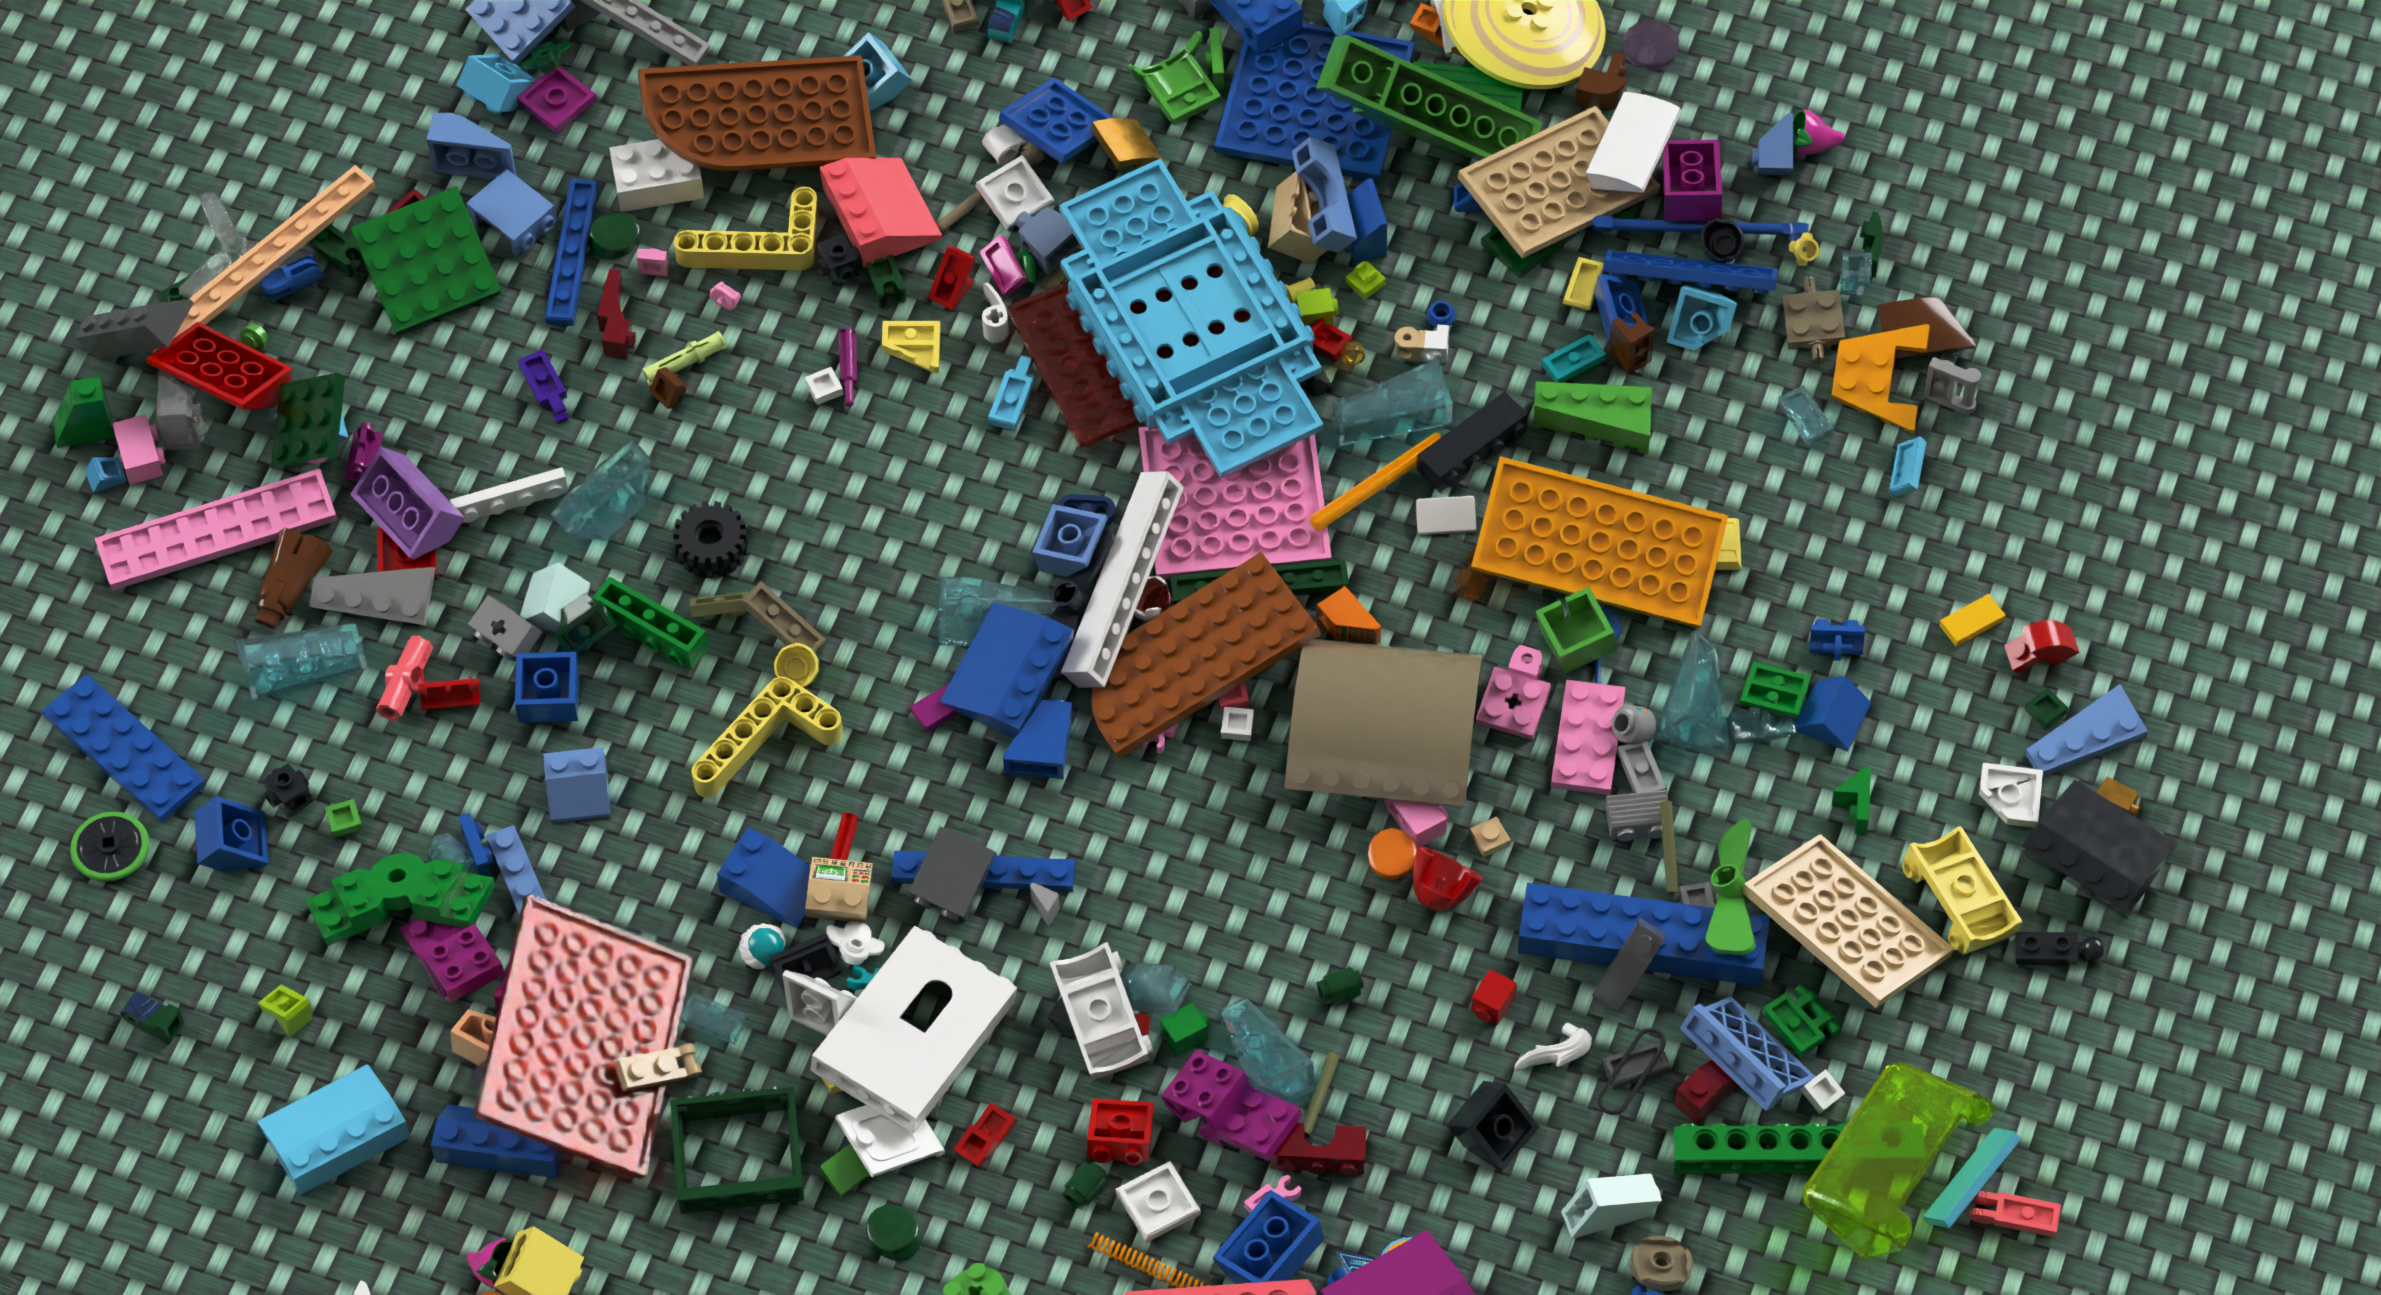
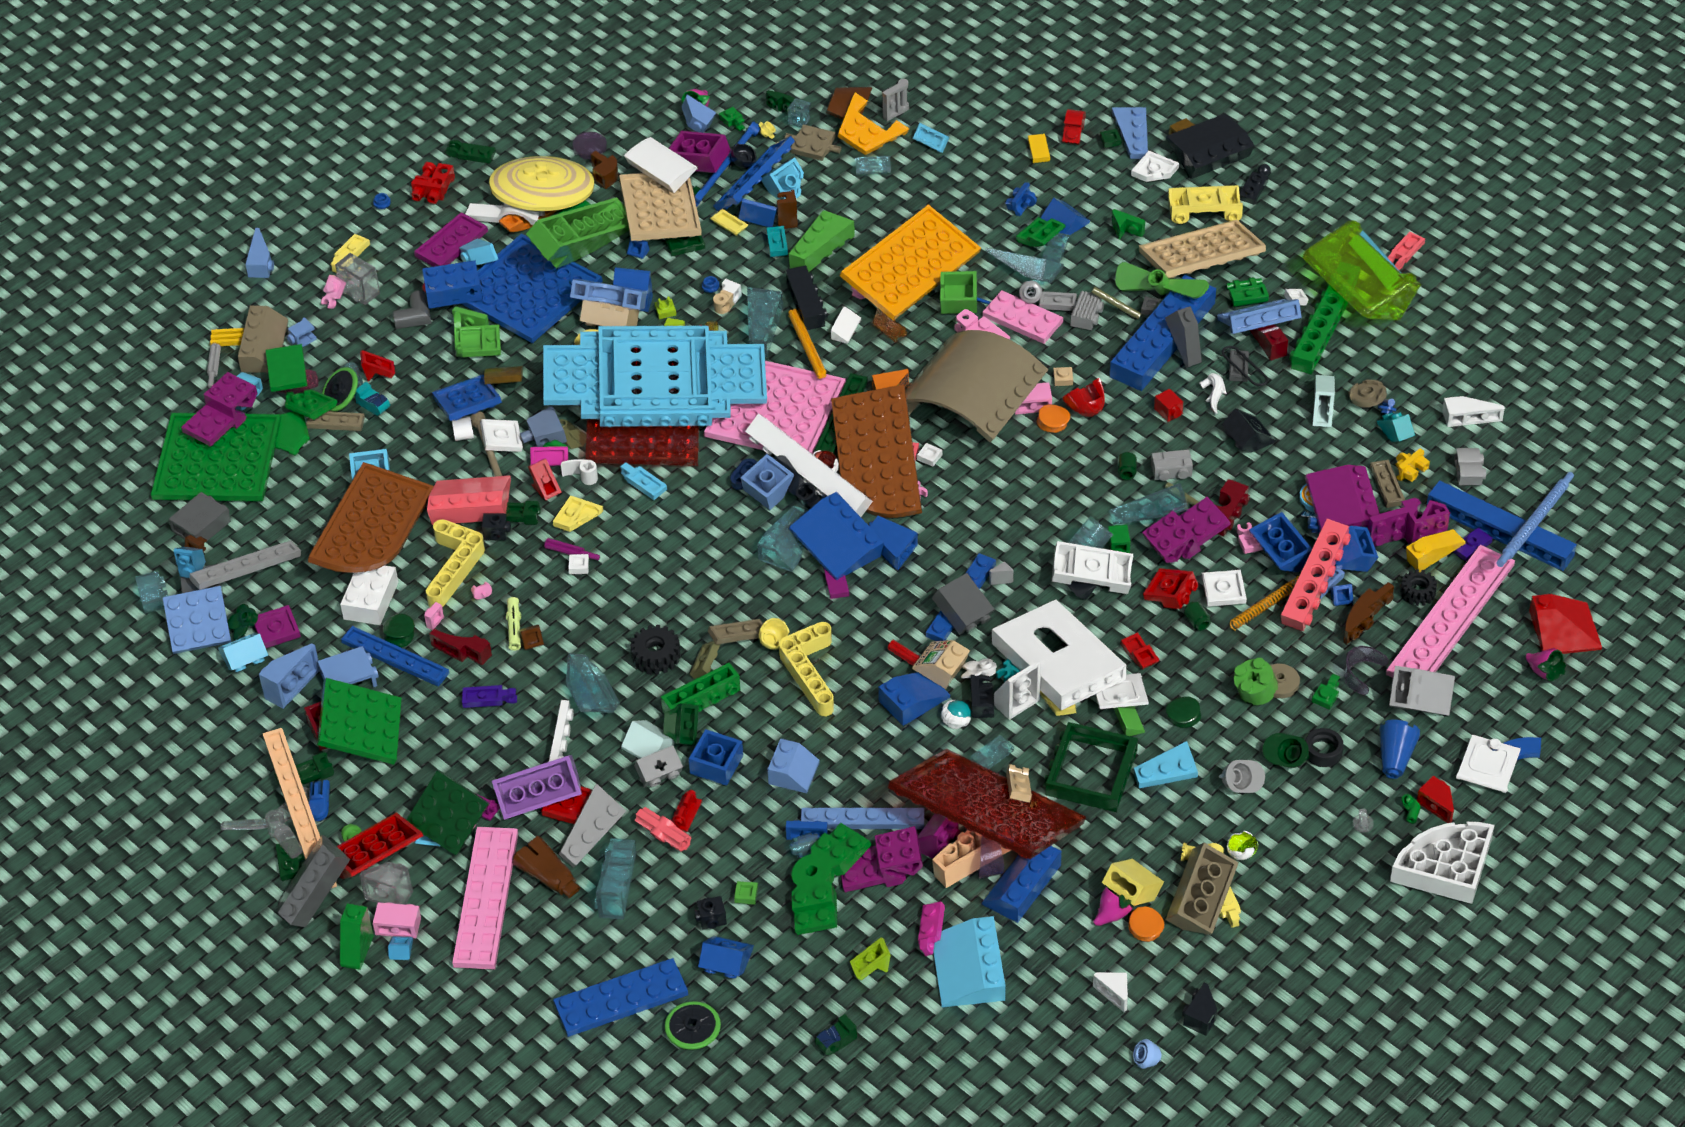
camera: 65 degrees left, 10 degrees down
(373, 1057) = (930, 926): none -> dark pink hinge
(785, 1249) = (1167, 767): none -> medium azure wing
(1370, 1045) = (1171, 465): none -> light grey brick
(1809, 194) = (732, 117): none -> green plate

